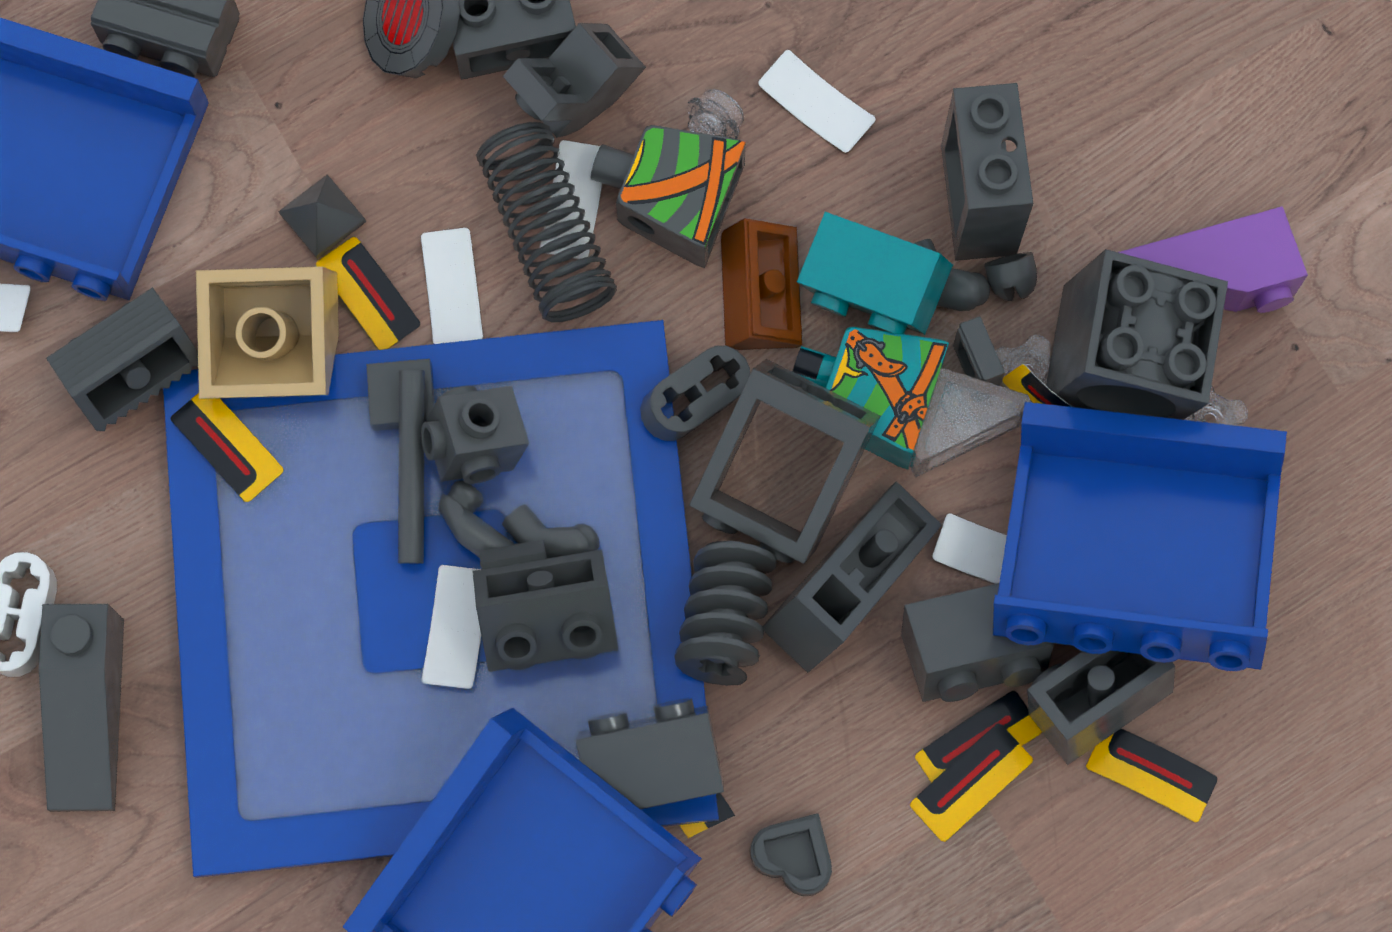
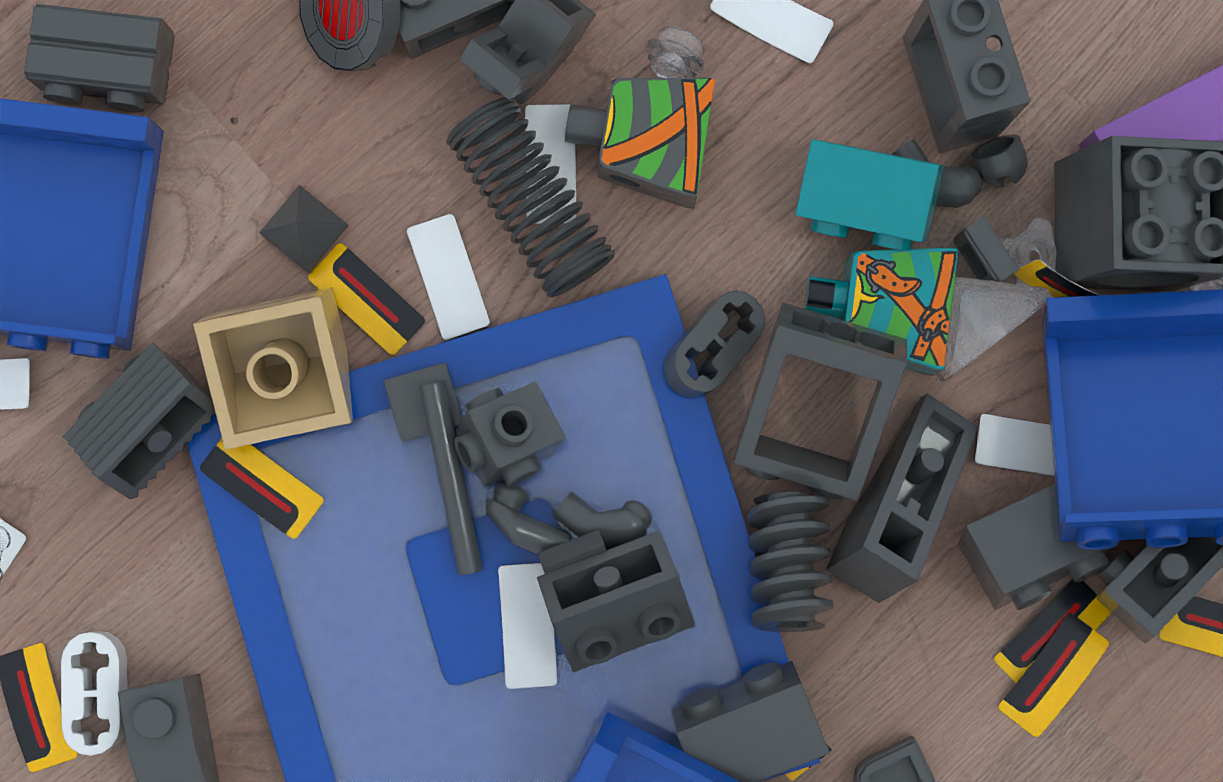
camera: 10 degrees left, 10 degrees up
(761, 286) = (754, 218): dark orange slope -> none

